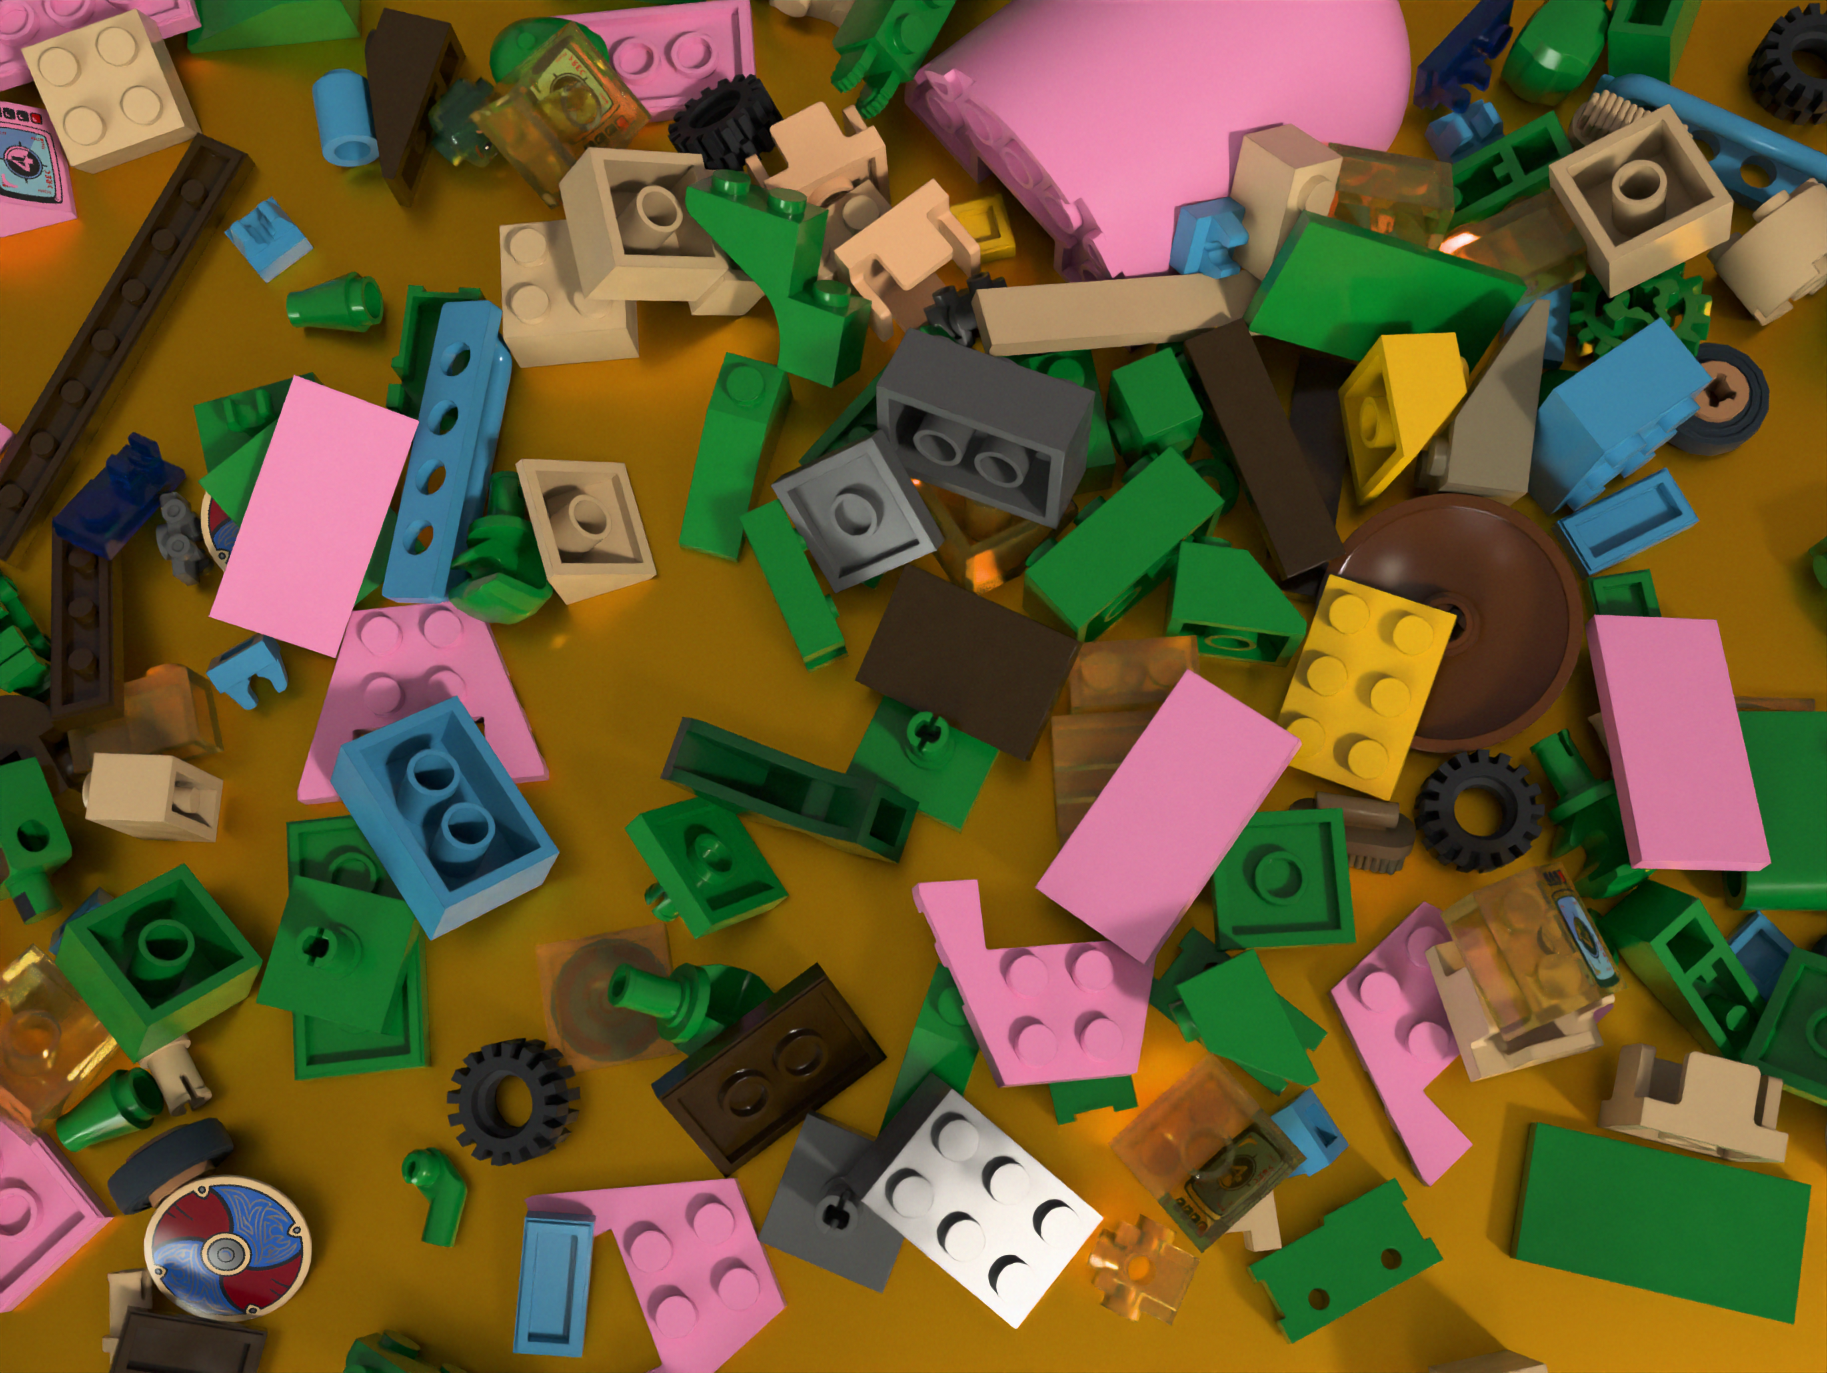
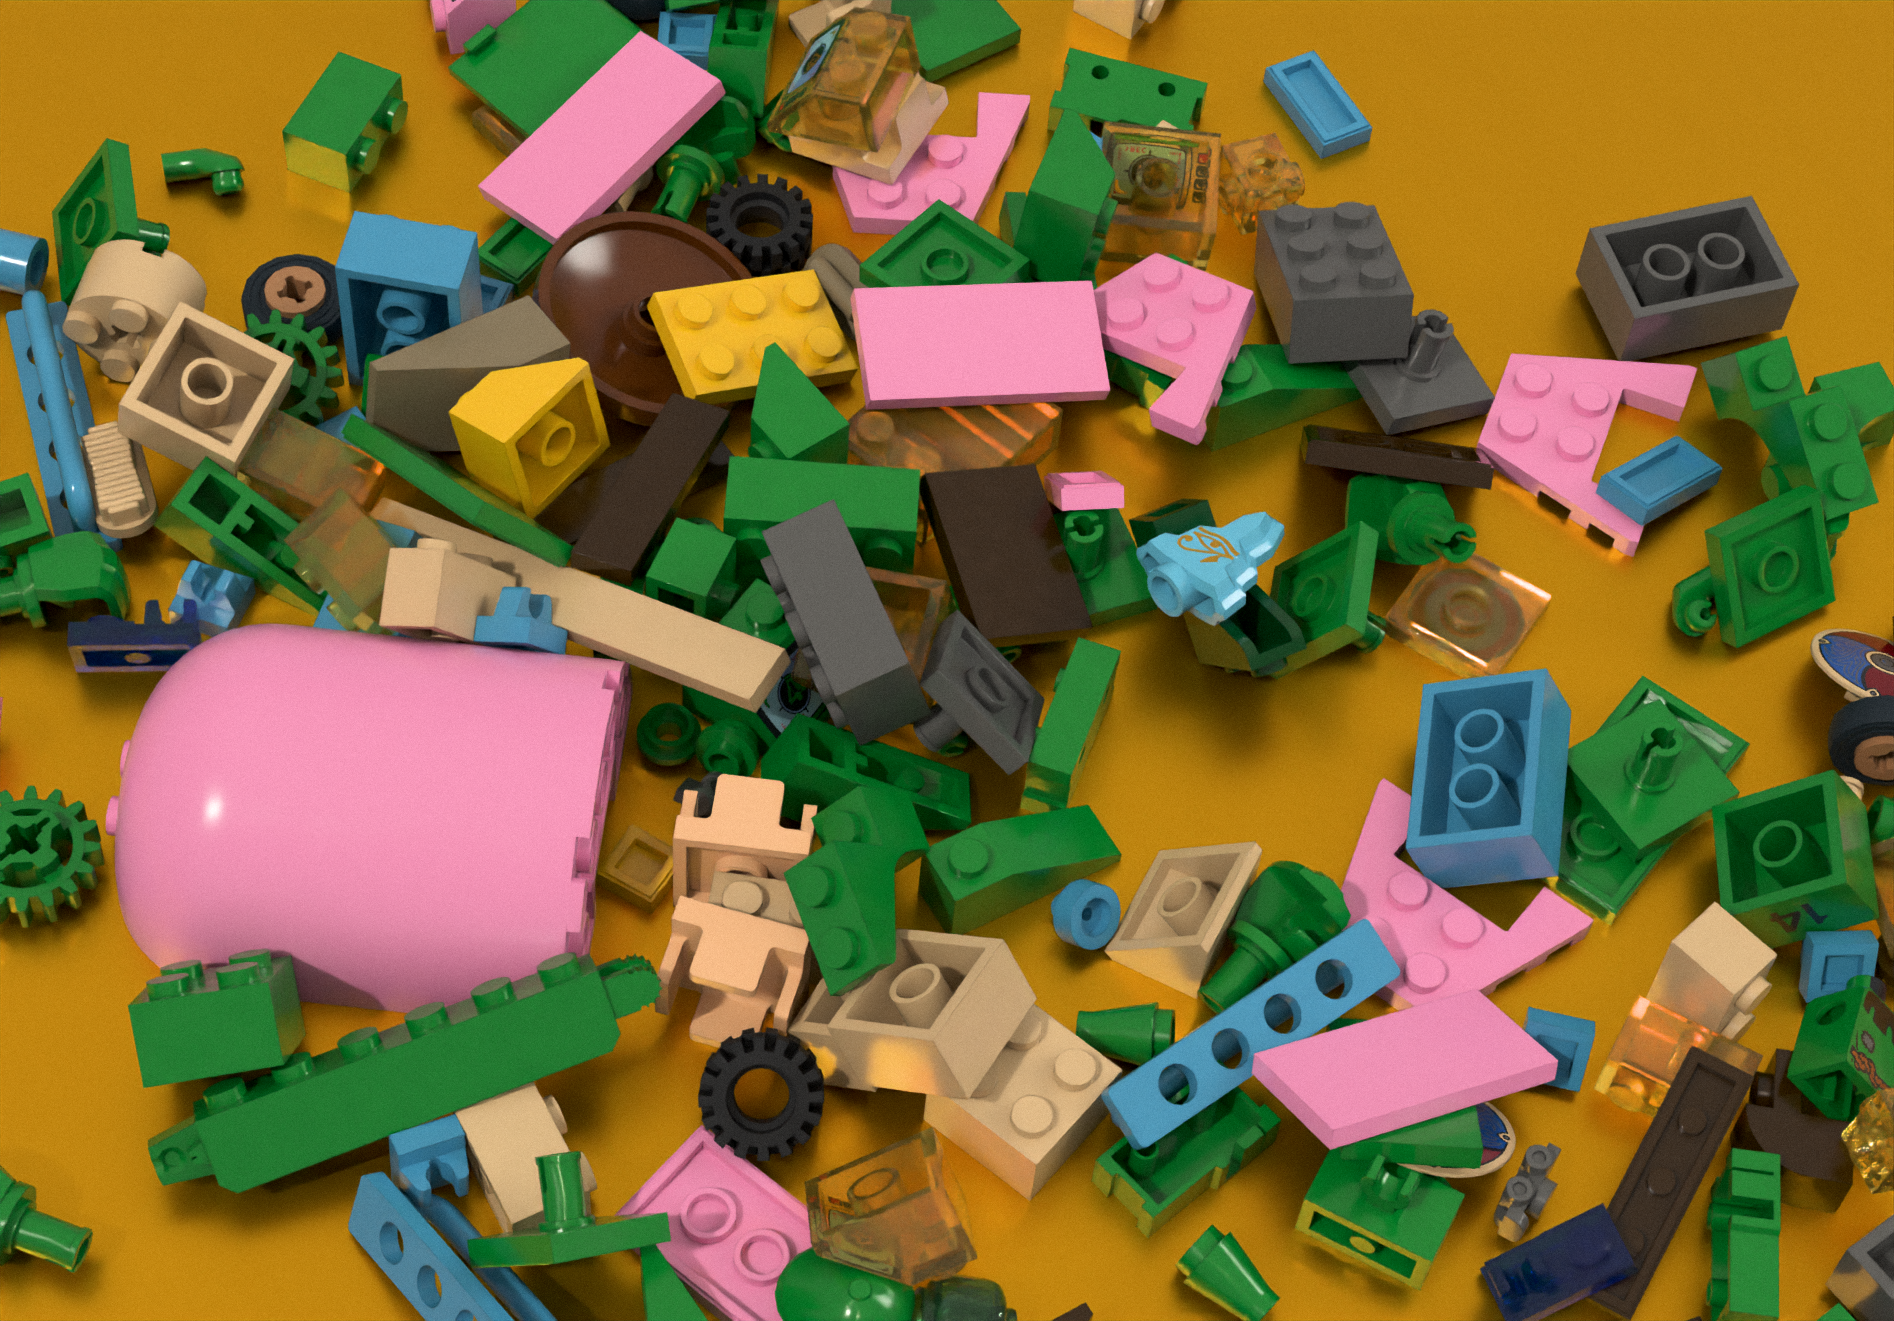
camera: 150 degrees left, 20 degrees down
(391, 1257) = (1770, 565): none -> green tile
(480, 1111) = (1580, 613): black tyre -> none
(544, 407) = (1128, 1032): none -> green cone
(654, 461) = (1086, 914): none -> dark azure tile
(793, 777) = (1209, 566): none -> medium azure rock
(973, 788) = (1083, 490): none -> bright pink tile

